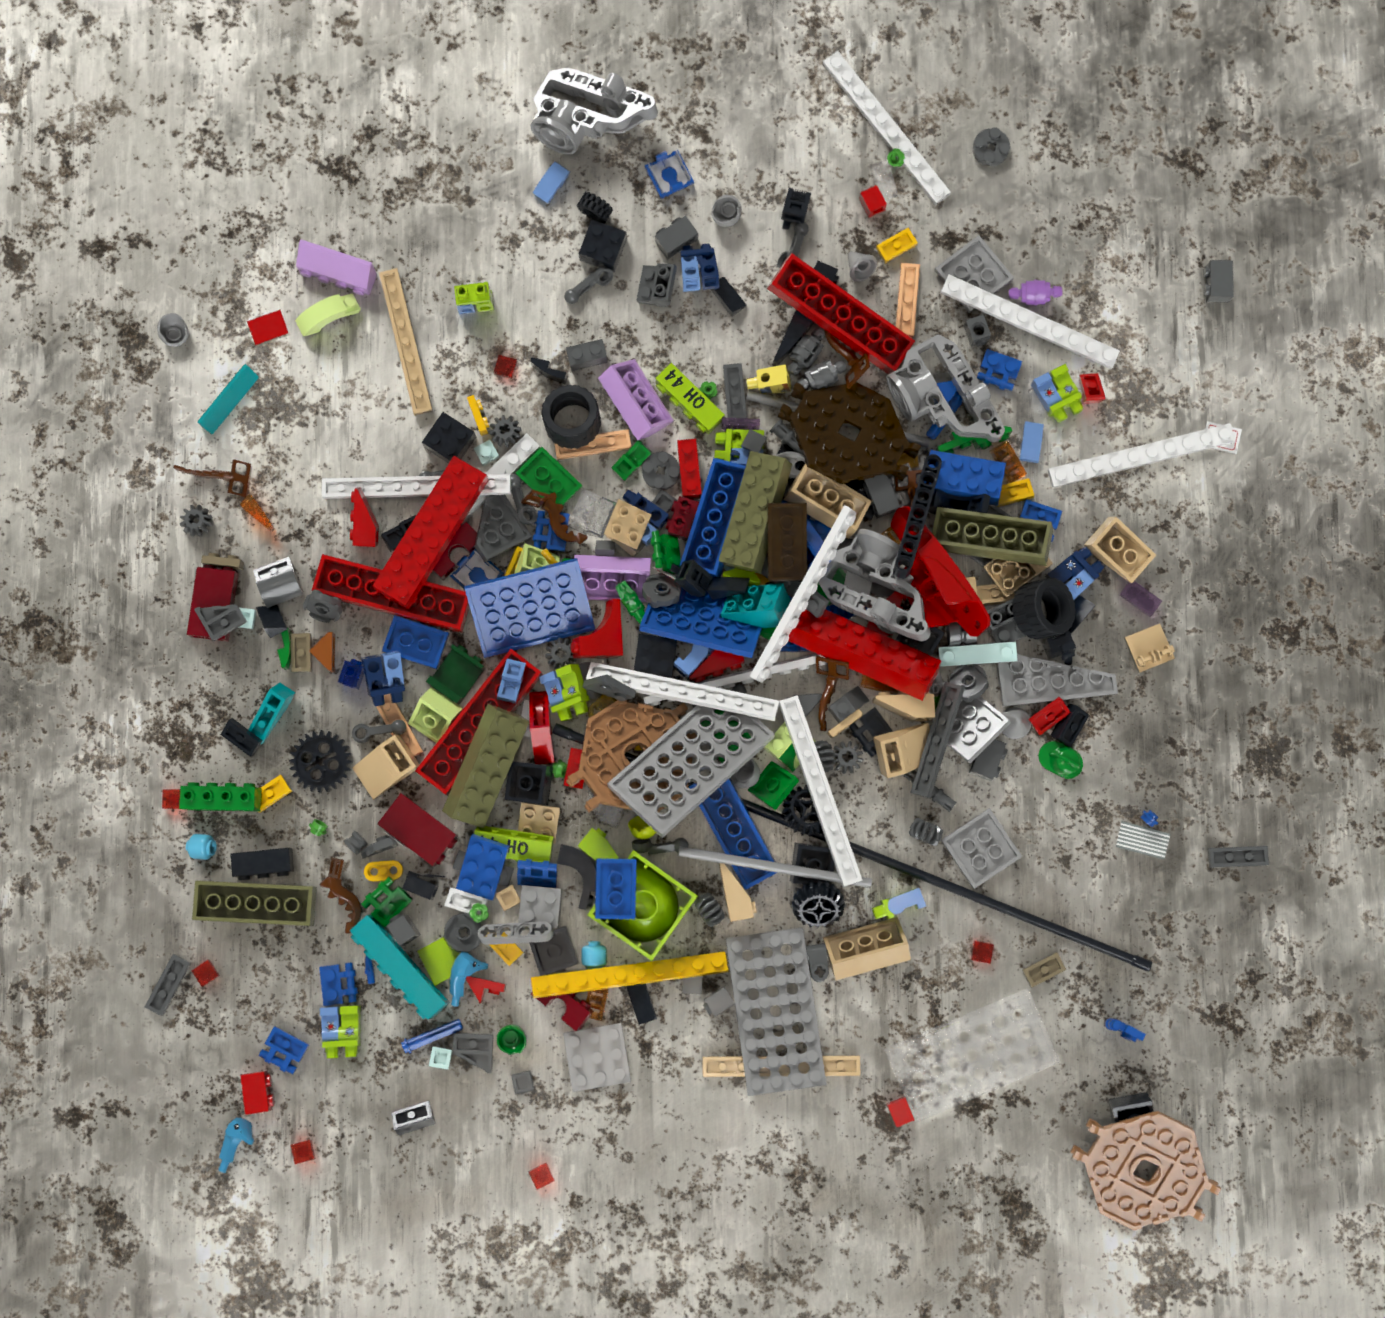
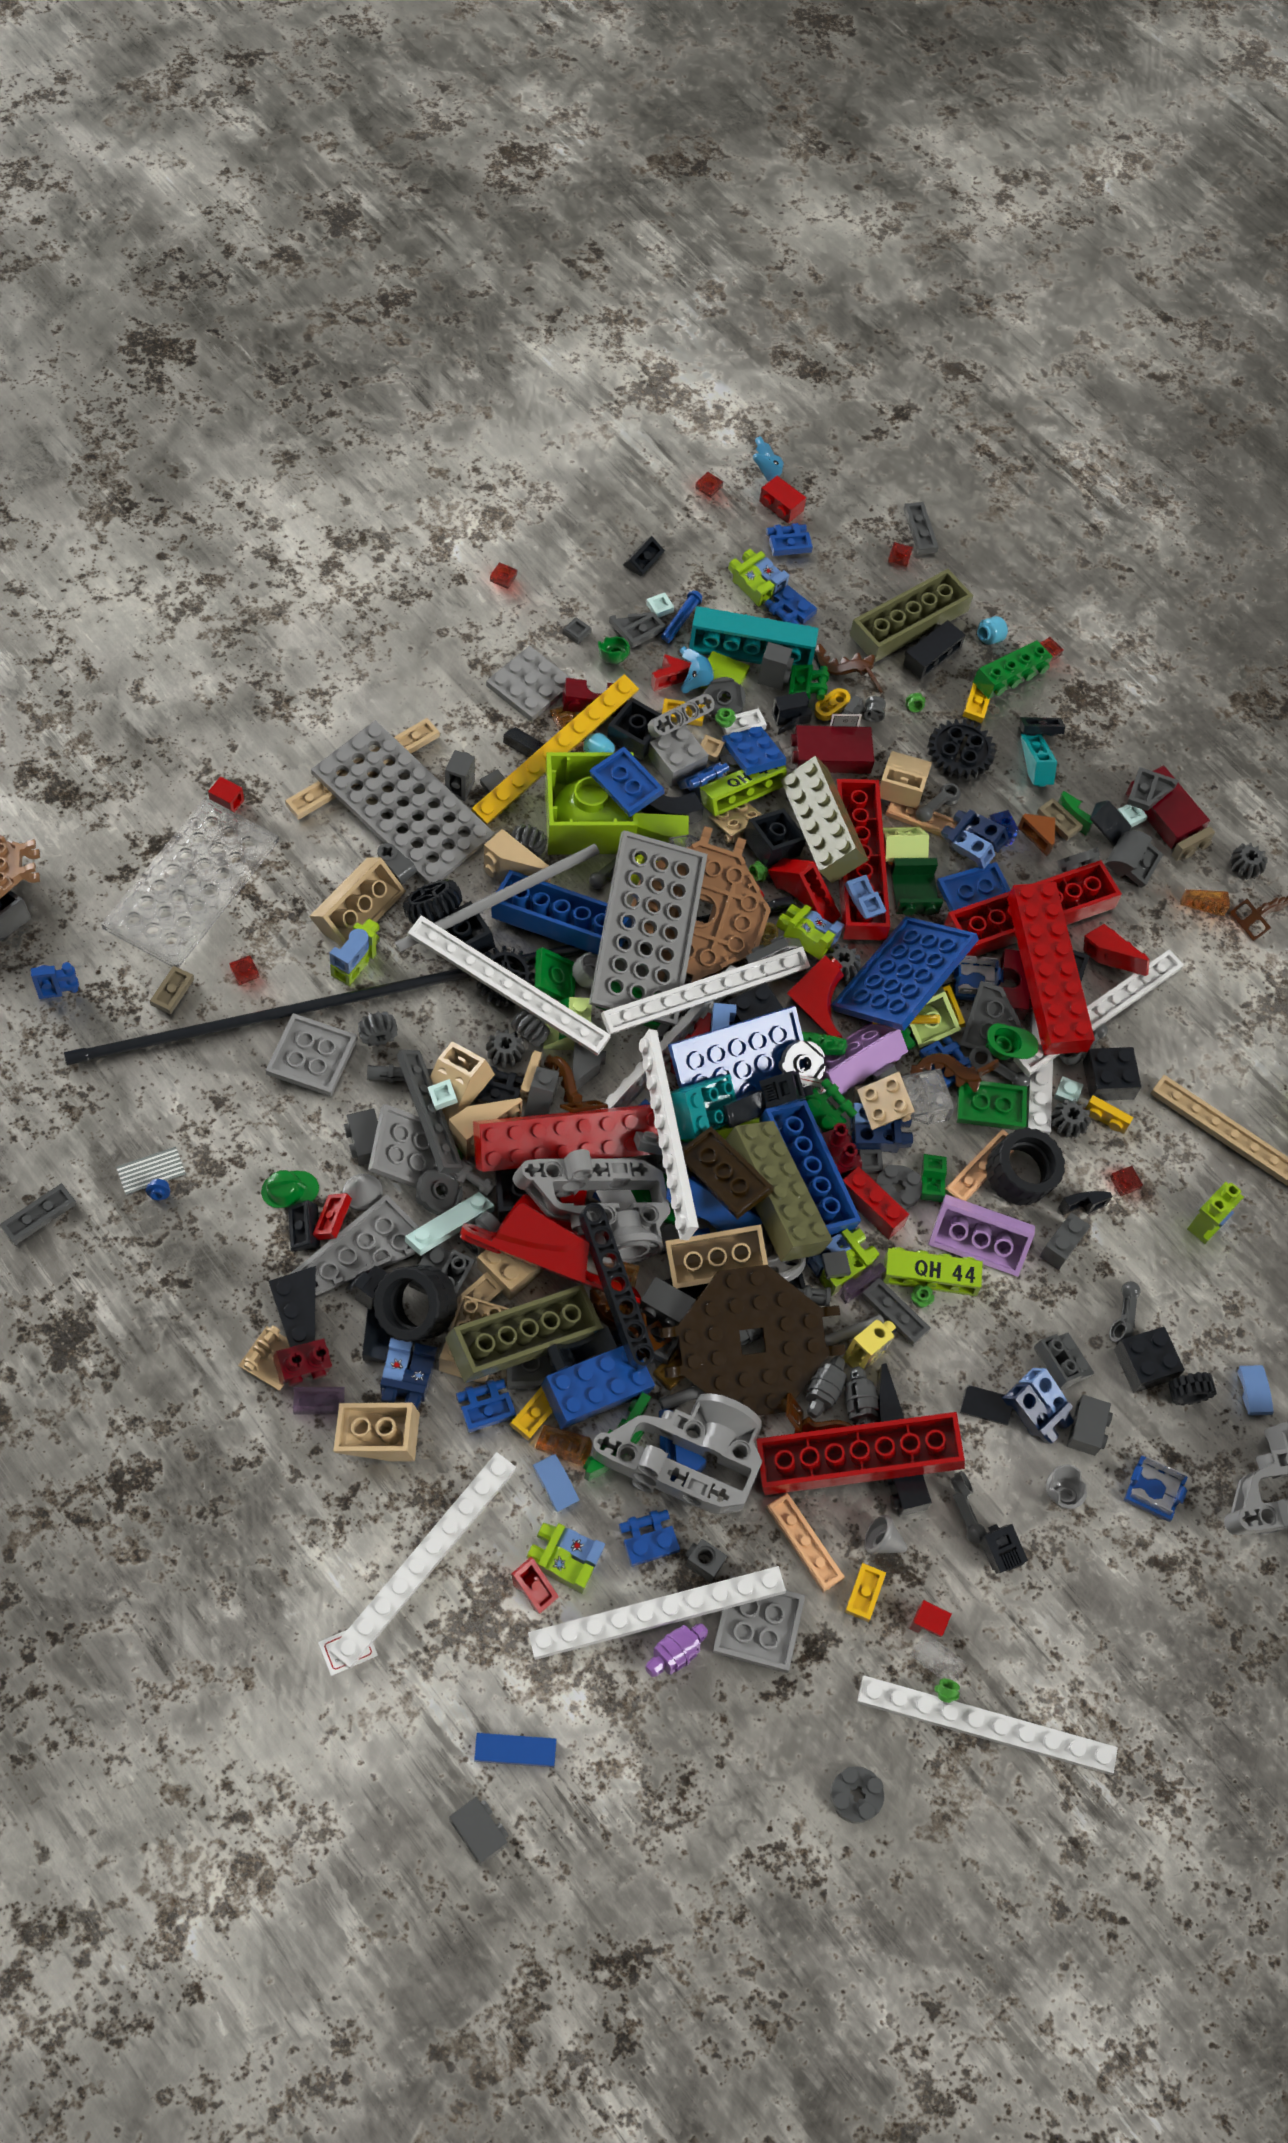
camera: 135 degrees right, 20 degrees down
(504, 502) = (1011, 1042): none -> green piece
(923, 741) = (442, 1094): none -> light aqua plate
(1115, 668) = (296, 1304): none -> black wing
(1136, 626) = (302, 1362): none -> dark red brick
(1166, 310) = (515, 1750): none -> blue tile

